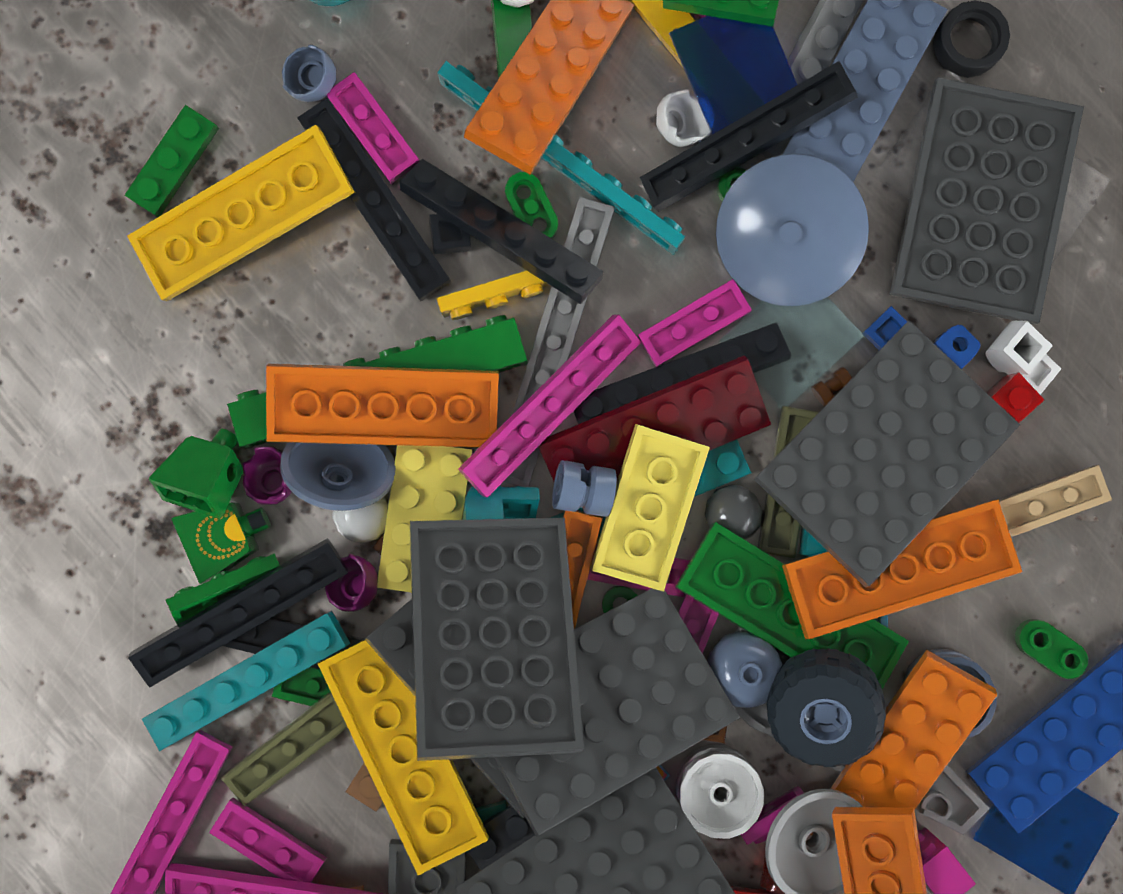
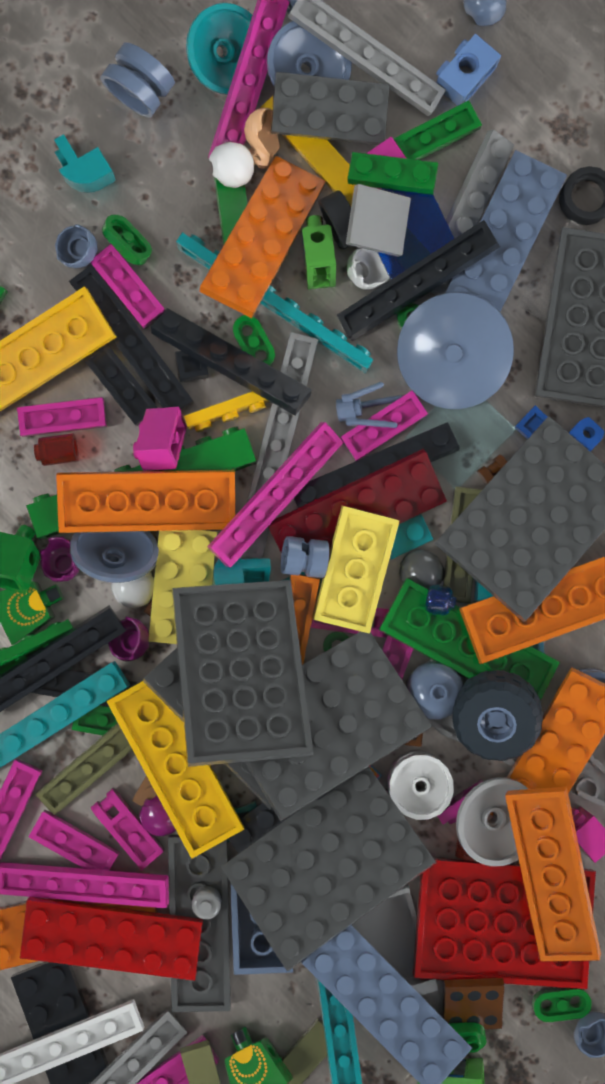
camera: 10 degrees left, 0 degrees up
(271, 334) = (57, 449): none -> clear red brick
(280, 292) = (62, 417): none -> dark pink plate
(338, 829) = (127, 829): none -> dark pink plate
(358, 253) = (120, 383): none -> black plate
(373, 817) = (155, 819): none -> magenta hair
(374, 68) = (126, 239): none -> green plate
(404, 326) = (160, 439): none -> dark pink brick
(621, 97) = (318, 254): none -> bright green torso
(651, 54) = (336, 213): none -> black tyre
(651, 299) = (349, 407): none -> sand blue plant
(700, 56) = (378, 220): none -> light grey tile
(757, 553) = (440, 600): none -> clear blue piece

